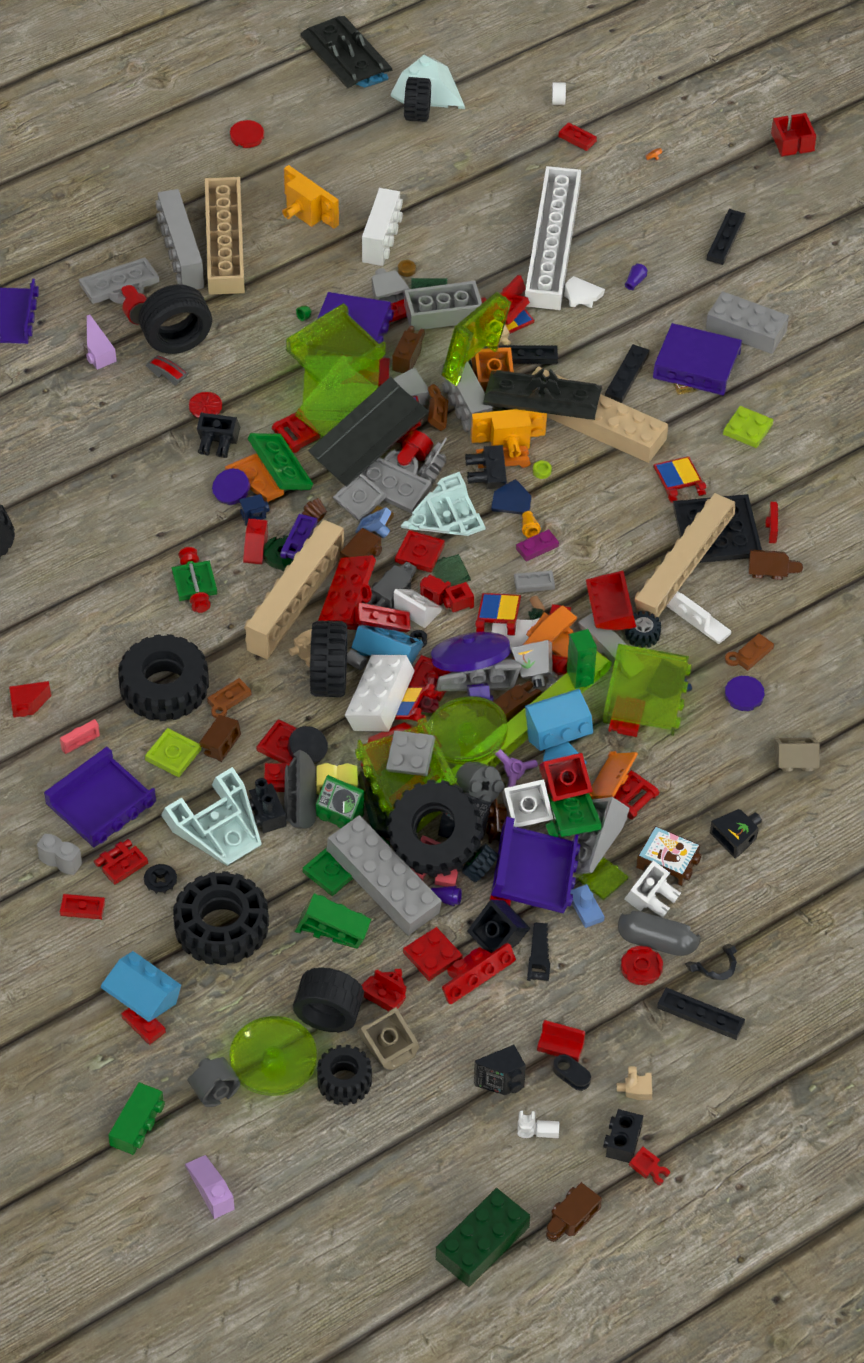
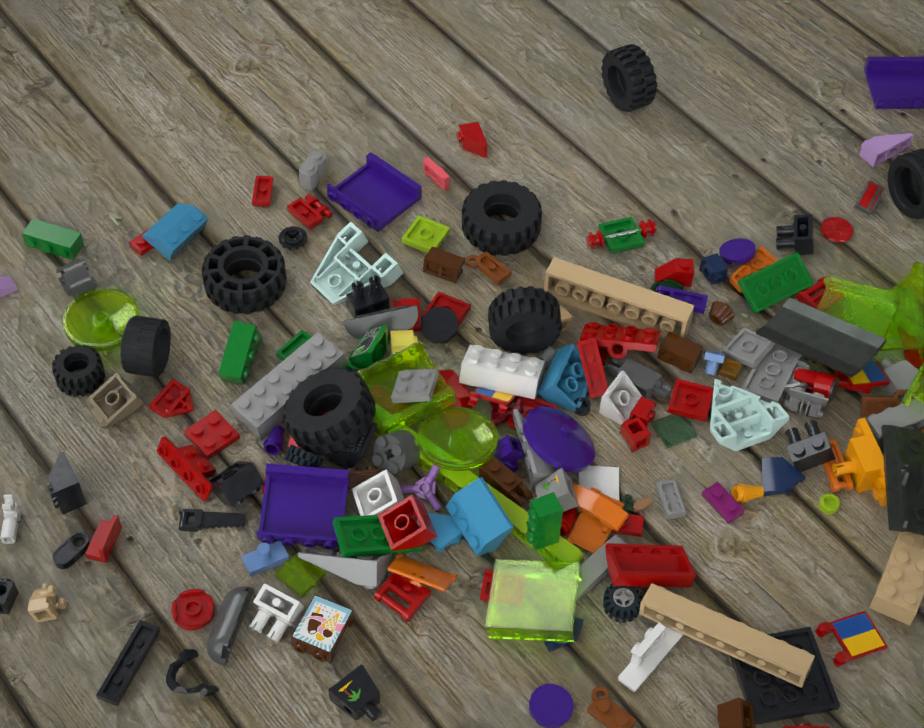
camera: 85 degrees right, 0 degrees up
(498, 609) = (625, 469): flag -> none

